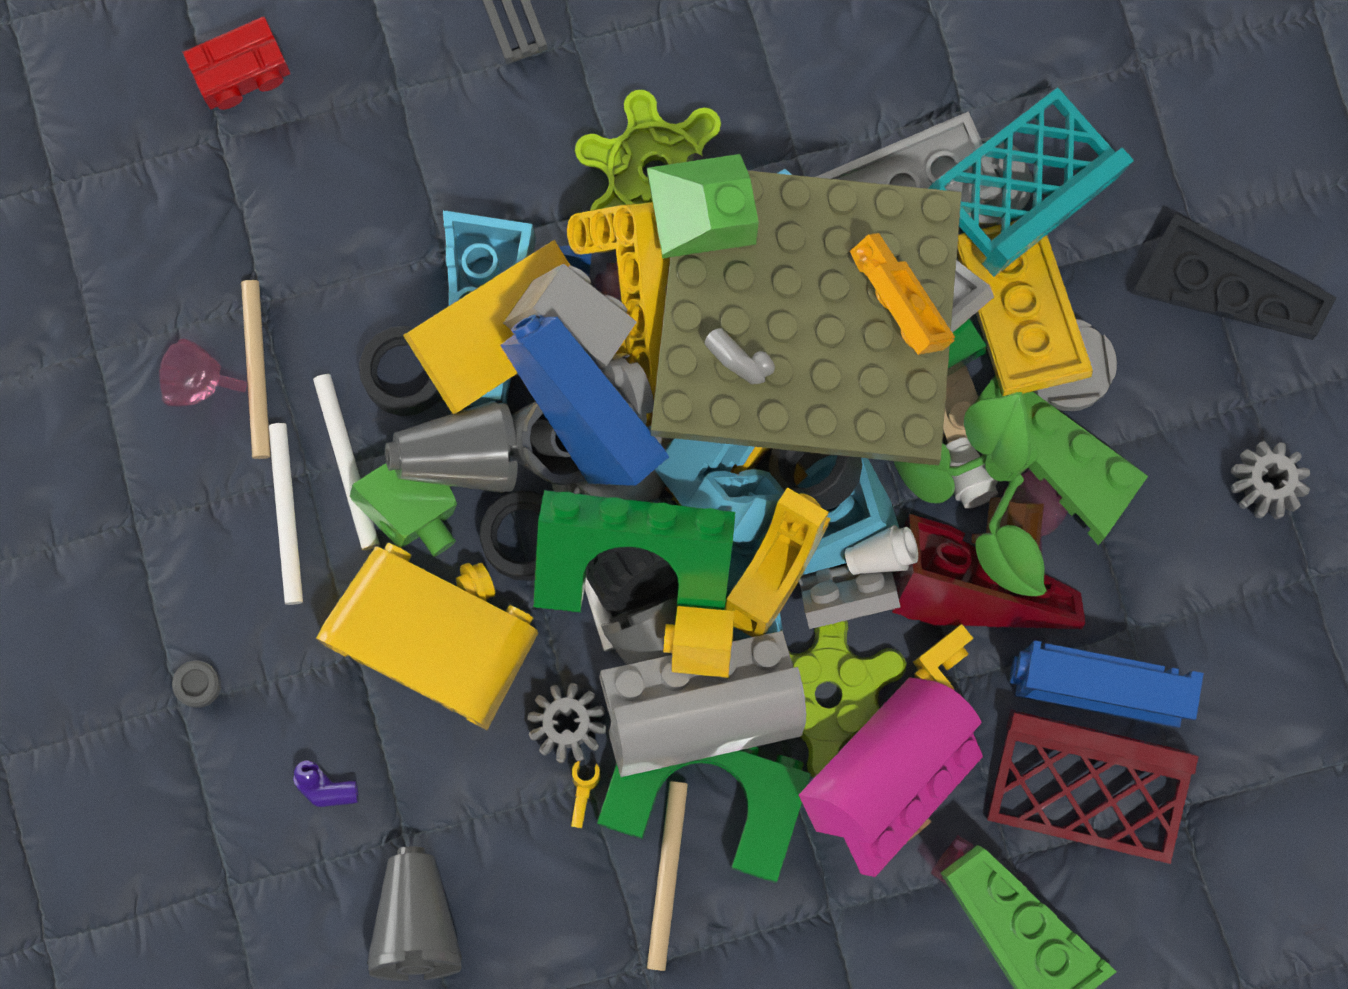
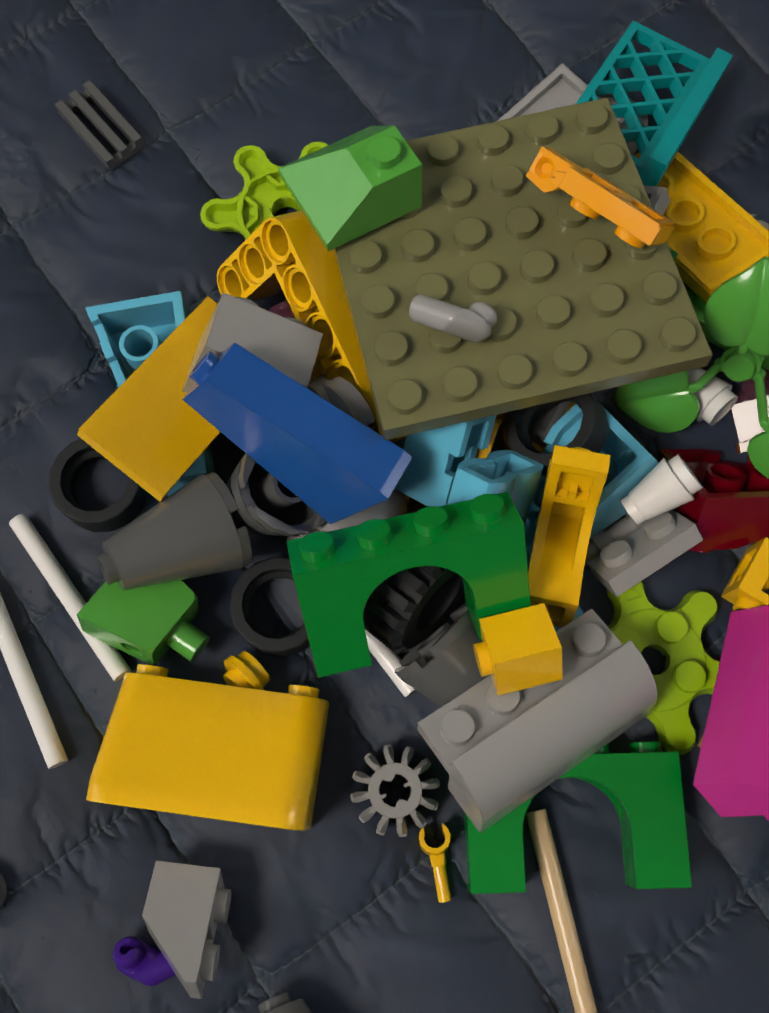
camera: 20 degrees left, 5 degrees down
(361, 759) = (183, 919): none -> light grey slope

